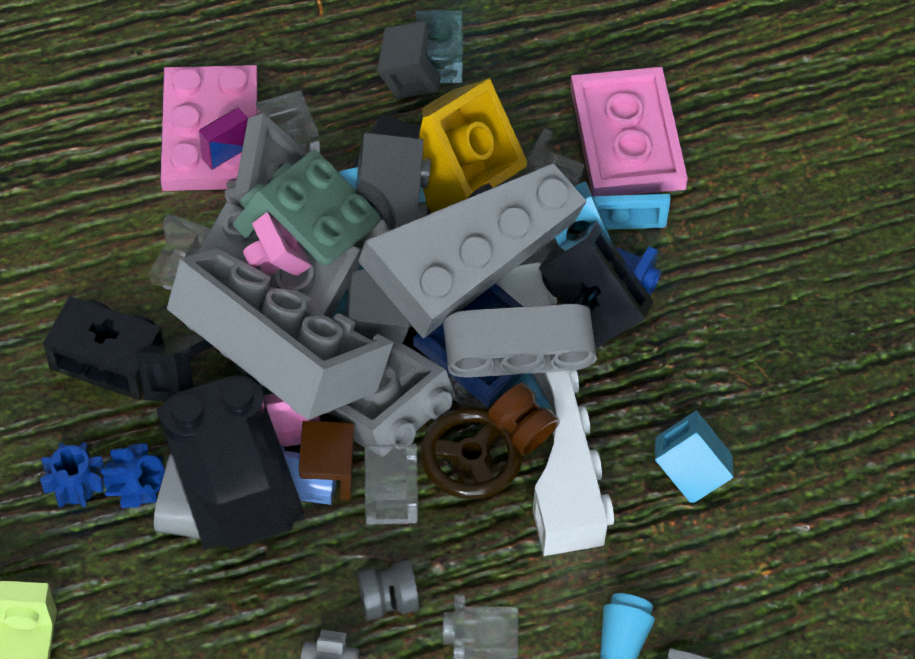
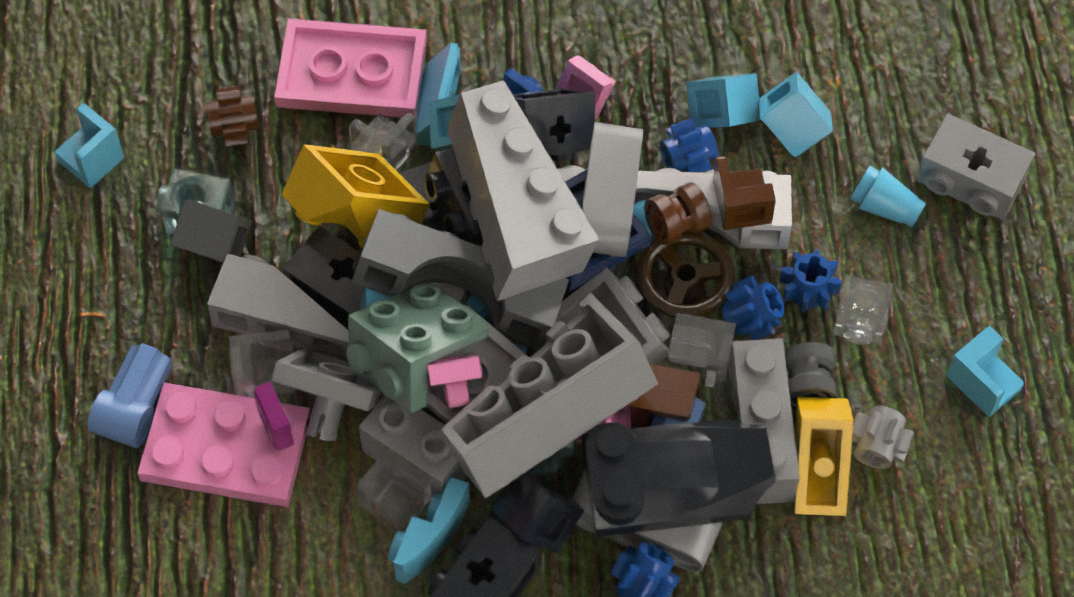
camera: 75 degrees left, 5 degrees up
(133, 290) = (426, 539): none -> medium azure slope
(223, 43) = (127, 408): none -> medium blue piece
(298, 611) = (823, 455): none -> yellow slope
(335, 539) = (763, 399): none -> light grey arch
(352, 107) = (260, 299): none -> light grey slope
(457, 530) = (753, 308): none -> blue gear
(498, 557) = (806, 293): none -> blue gear
(541, 48) = (232, 115): none -> reddish brown gear
(560, 469) = (742, 196): none -> reddish brown panel
(620, 430) = (689, 147): none -> blue gear
(664, 329) = (586, 77): none -> bright pink tile
(699, 527) = (795, 114): none -> medium azure panel

